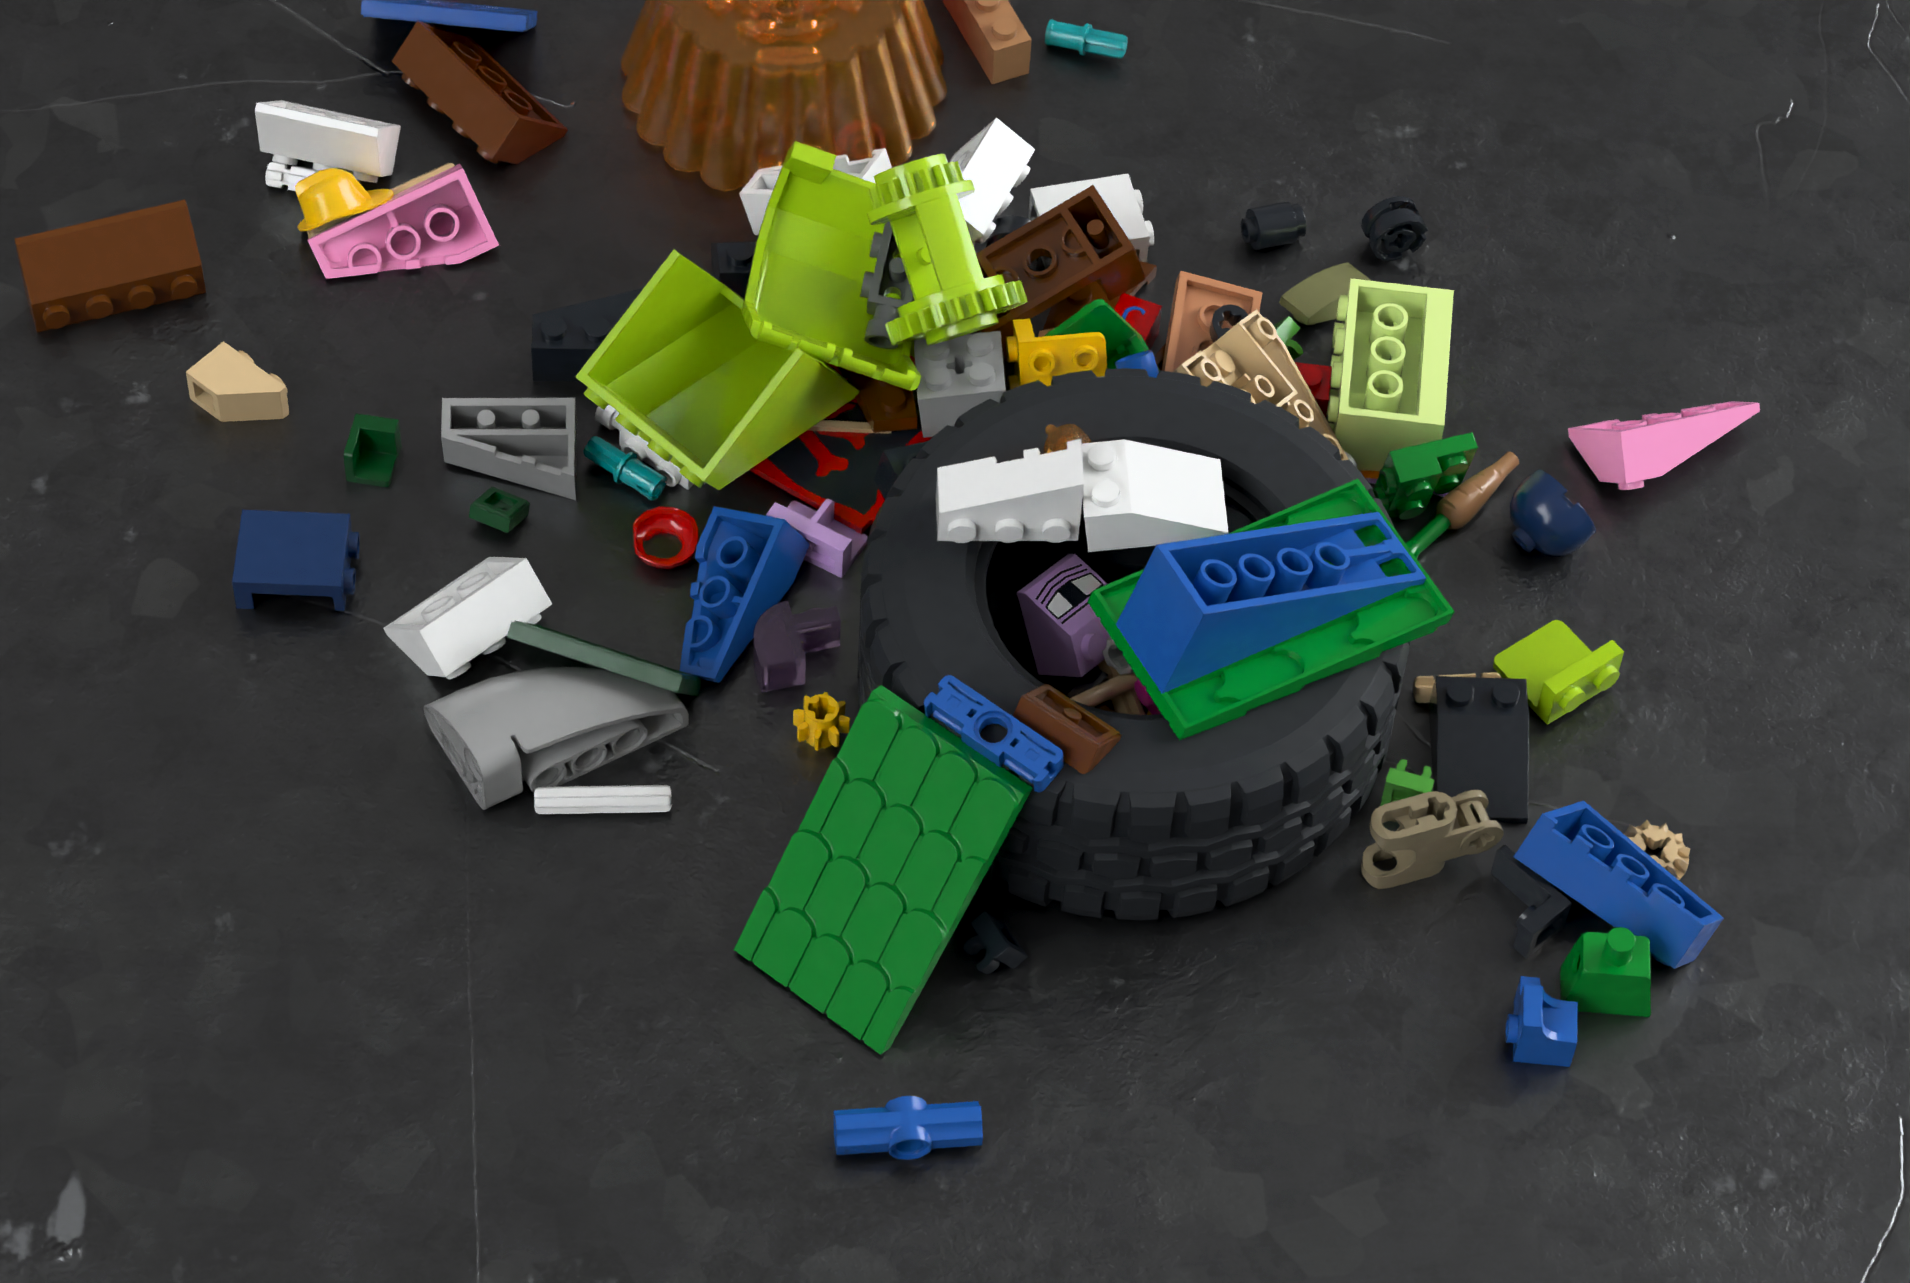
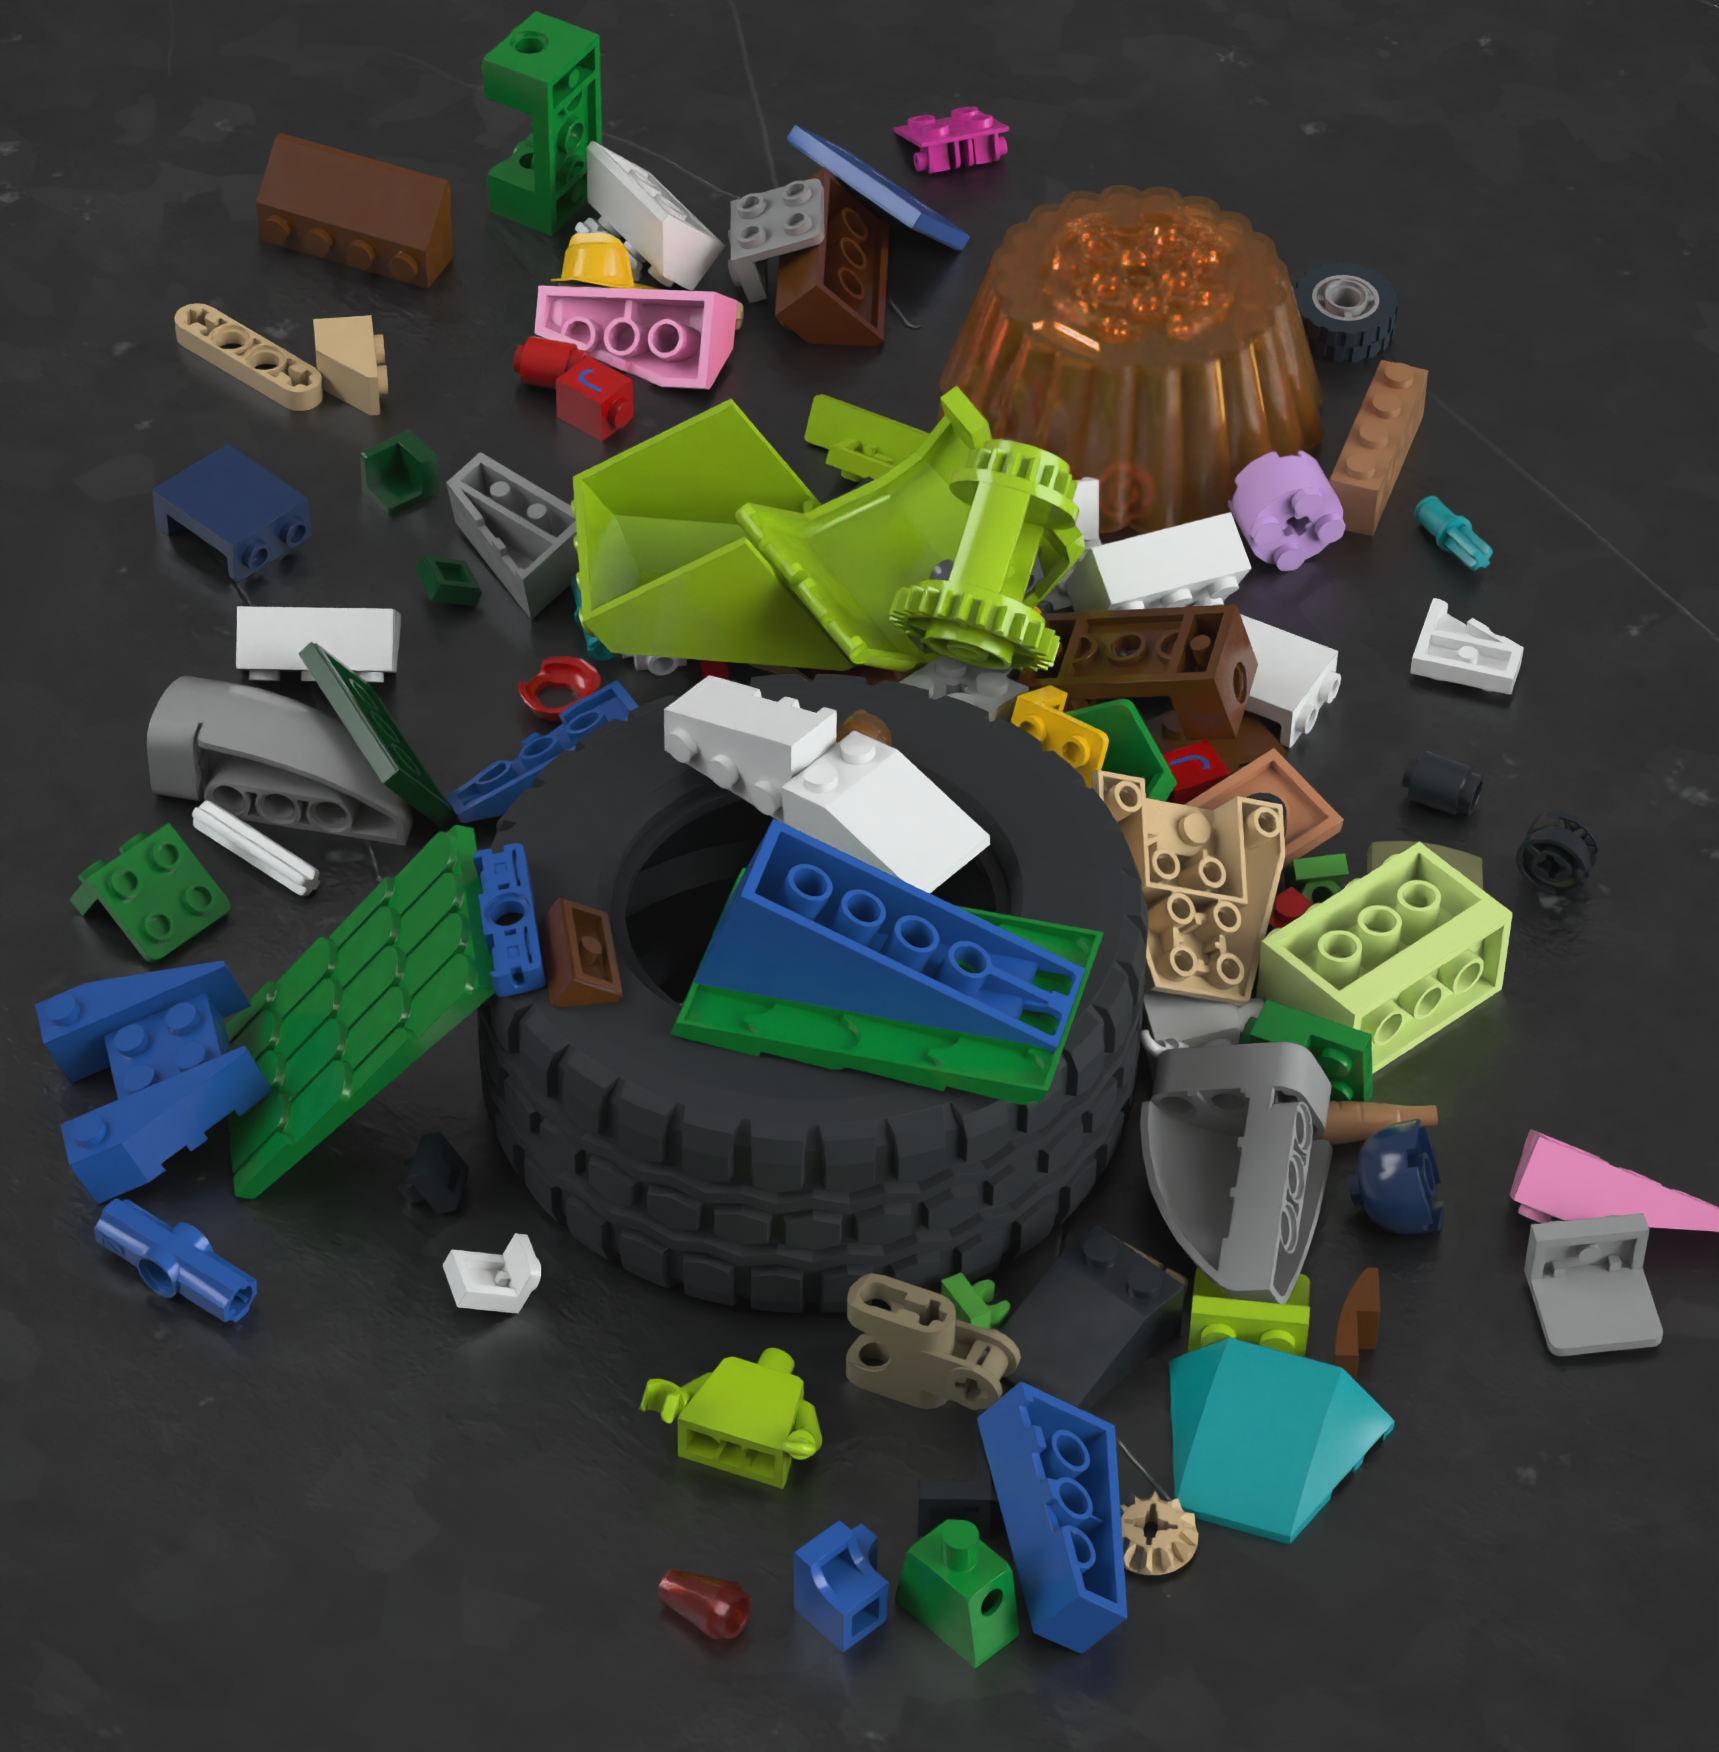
camera: 45 degrees right, 10 degrees down
(150, 425) = (291, 383): none -> tan beam
(196, 109) = (555, 77): none -> green plate
(377, 296) = (545, 360): none -> red brick
(428, 91) = (771, 226): none -> light grey bracket
(439, 302) = (594, 398): none -> red brick
(580, 879) = (153, 893): none -> green bracket
(674, 214) = (858, 439): none -> lime bracket
(757, 997) = (167, 1065): none -> blue wedge
(985, 87) = (1286, 509): none -> lavender brick
(1116, 982) = (494, 1280): none -> white bracket
(1182, 121) = (1465, 652): none -> white wing
(1370, 959) = (741, 1417): none -> lime torso
(1475, 1097) = (707, 1602): none -> clear red cone
(1481, 576) = (1238, 1160): none -> light grey panel
(1617, 622) = (1358, 1321): none -> reddish brown slope
(1643, 745) = (1265, 1435): none -> teal wedge
(1714, 511) = (1592, 1284): none -> light grey bracket

